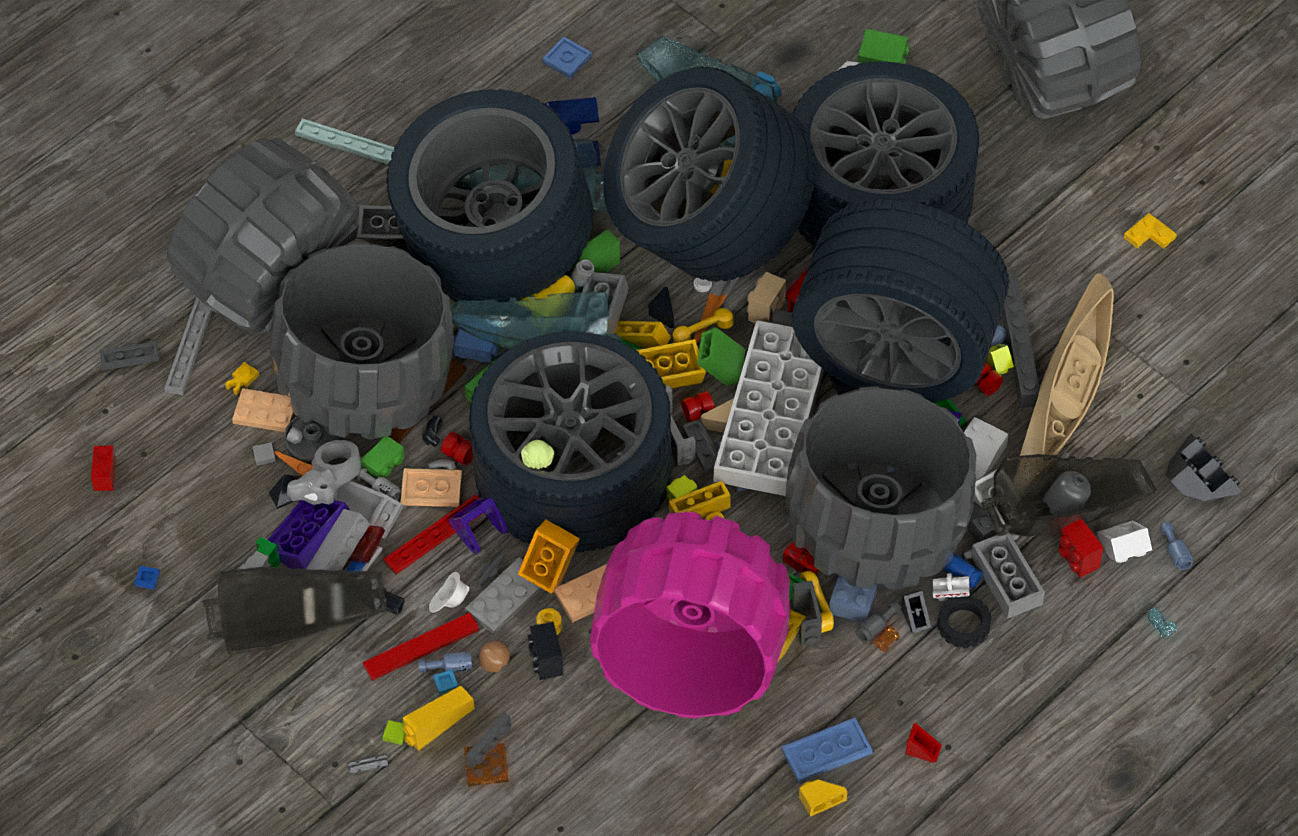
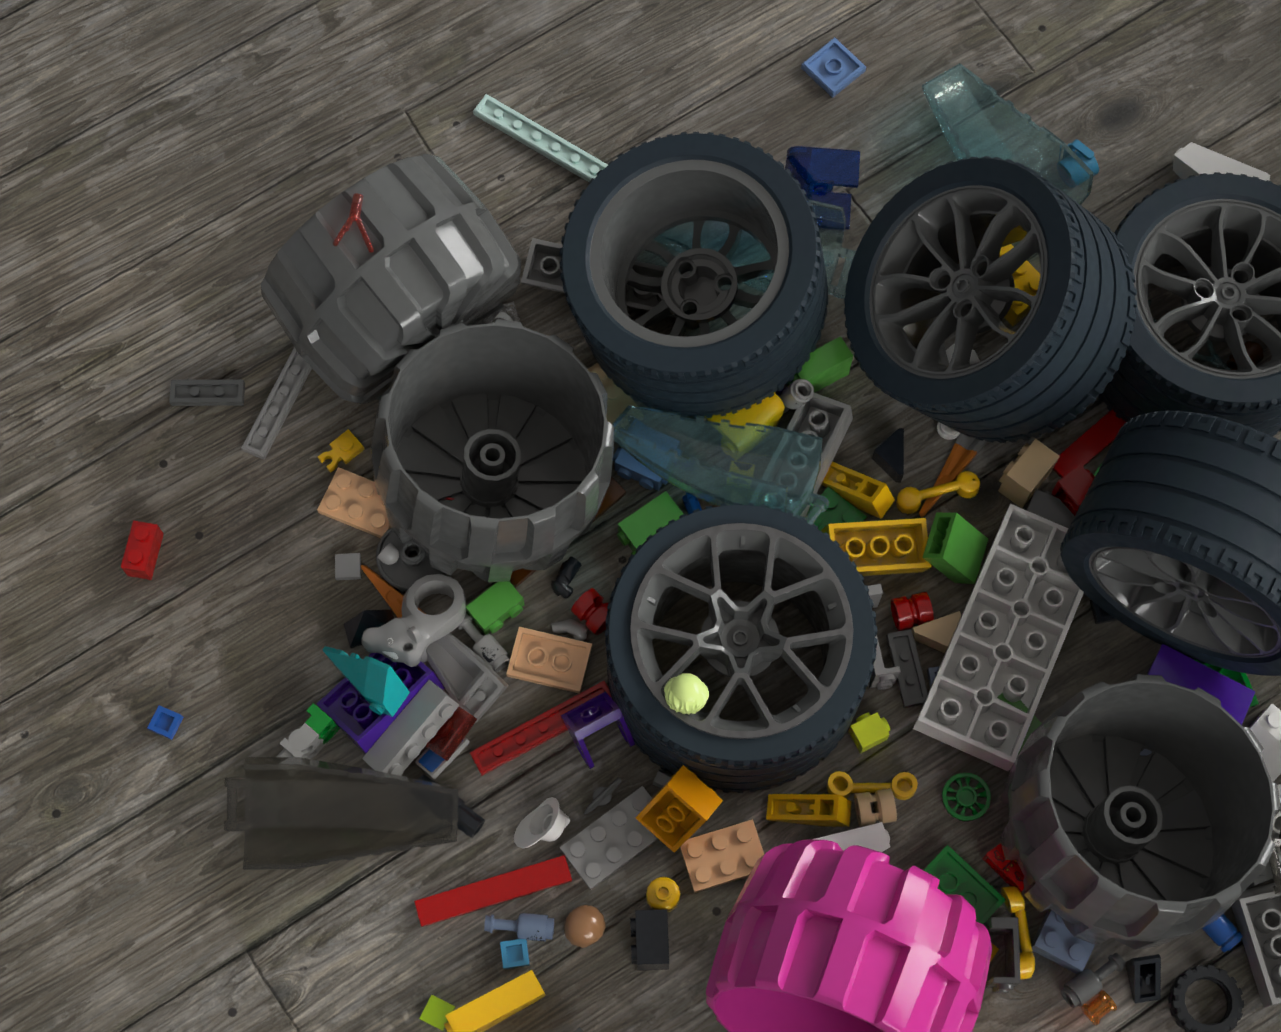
camera: 10 degrees right, 15 degrees up
(235, 176) = (354, 215): none -> clear red plant
(299, 513) = (372, 679): none -> teal wedge
(703, 501) = (889, 758): yellow brick -> none
(763, 522) = (966, 796): none -> green wheel
(883, 47) = (1239, 134): bright green brick -> none
(950, 587) = (1198, 952): white hips -> none

